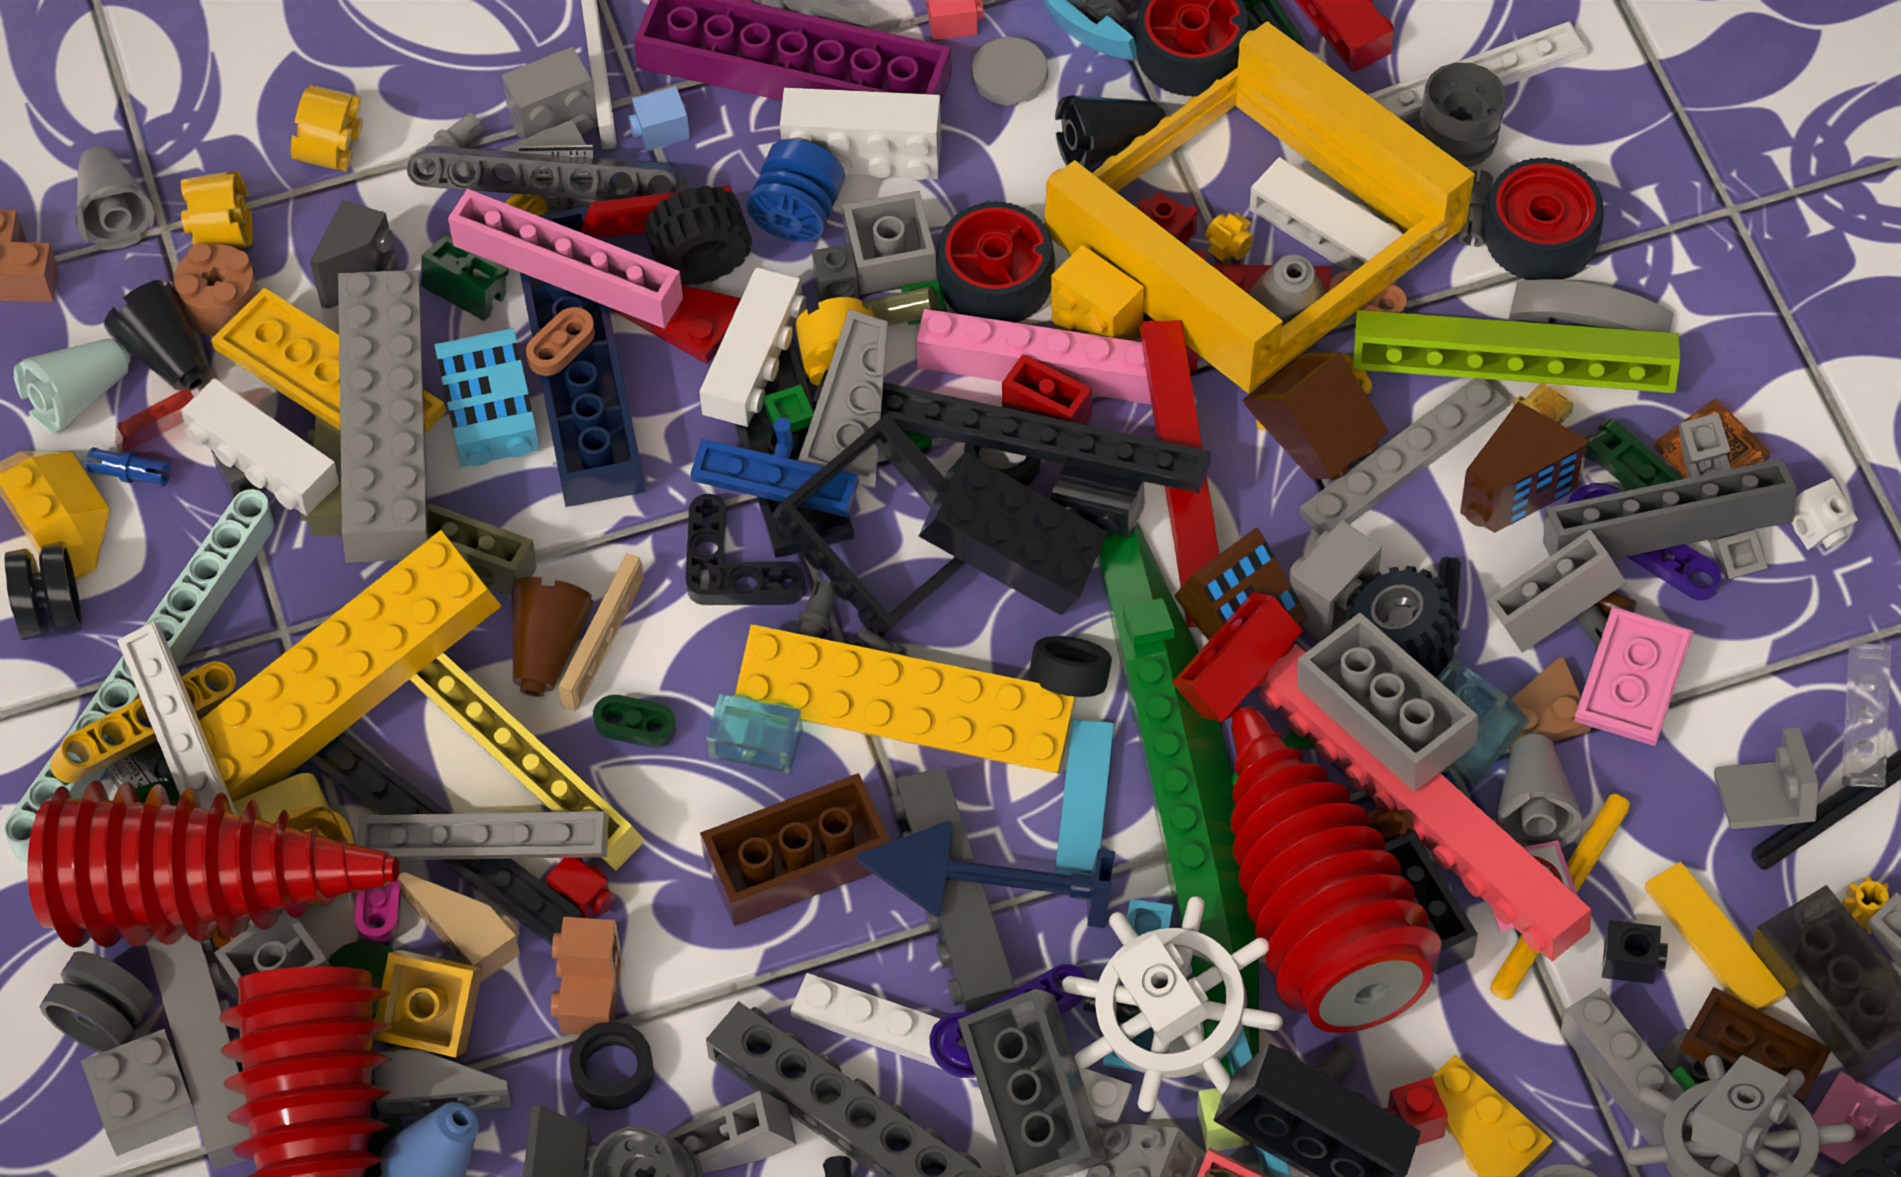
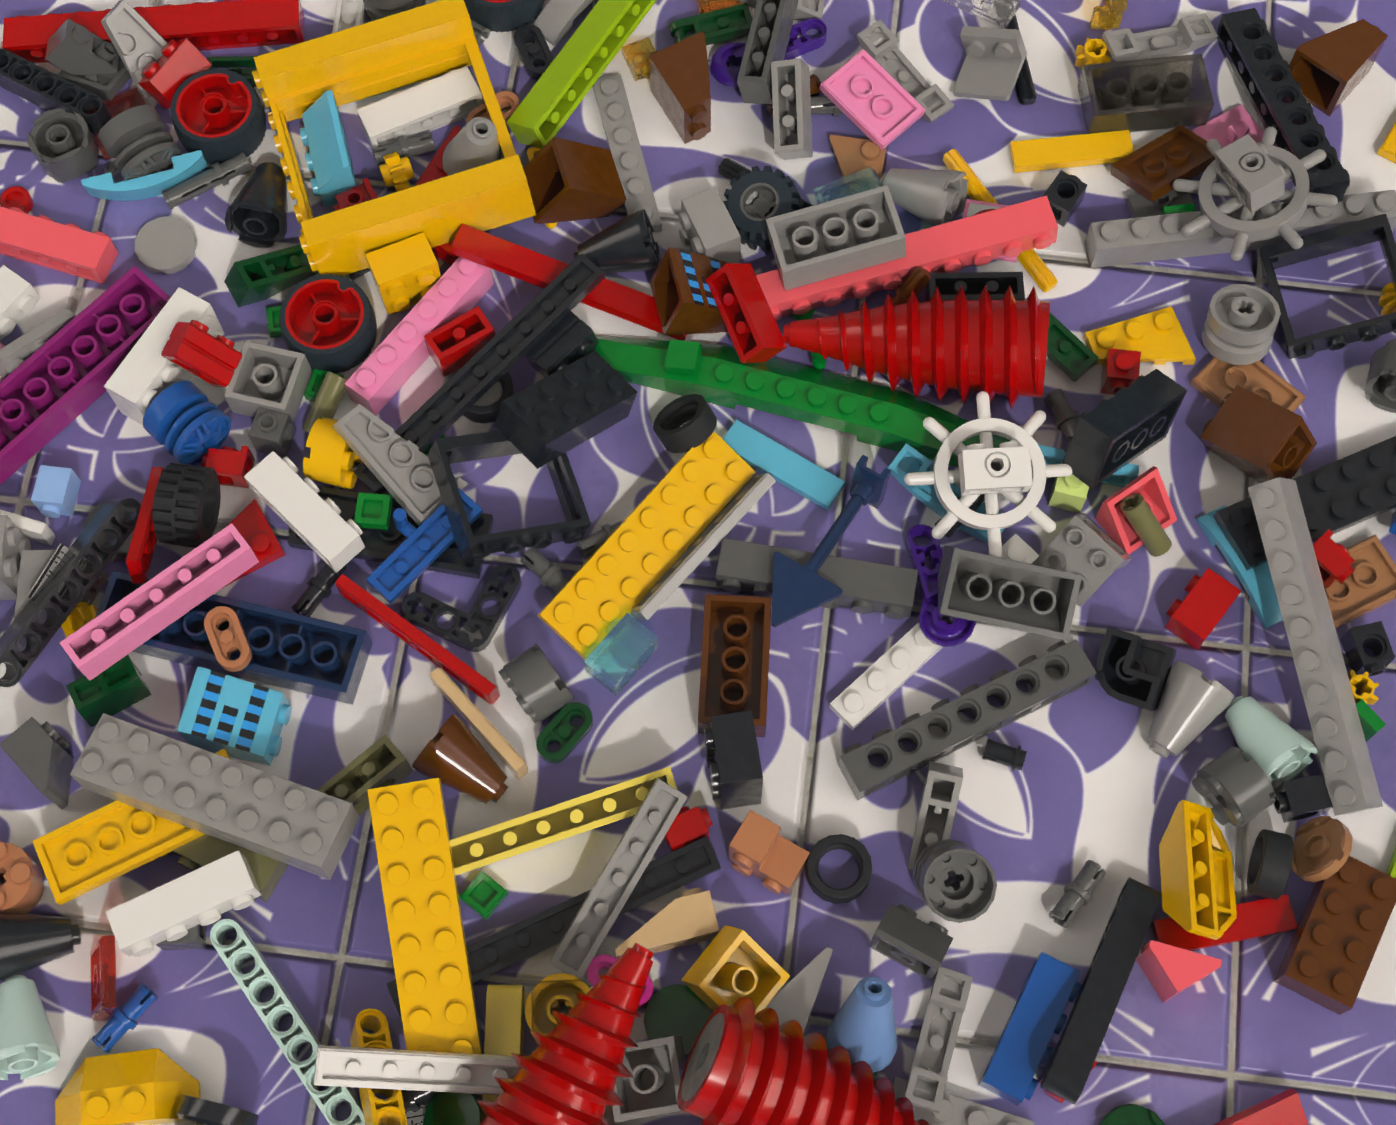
camera: 65 degrees left, 10 degrees up
(413, 730) = (484, 895): none -> green tile
(666, 531) = (417, 640): none -> red tile
(671, 661) = (536, 684): none -> dark grey brick
(672, 887) = (733, 760): none -> black brick
(674, 409) = (318, 589): none -> black pin
(775, 252) = (230, 464): none -> red brick
(873, 156) = (201, 353): none -> red brick
(931, 756) = (703, 545): none -> light grey tile
(1014, 174) = (267, 275): none -> dark green slope
(1124, 74) = (207, 180): none -> dark grey pin
(1216, 160) = (328, 149): none -> medium azure slope
(1268, 230) = (404, 147): none -> dark grey pin
(1268, 501) = (623, 246): none -> black cone
(1421, 1032) = (1068, 351): none -> dark green plate
(1474, 297) = (535, 53): none -> black plate
(1703, 698) = (882, 47): none -> light grey slope

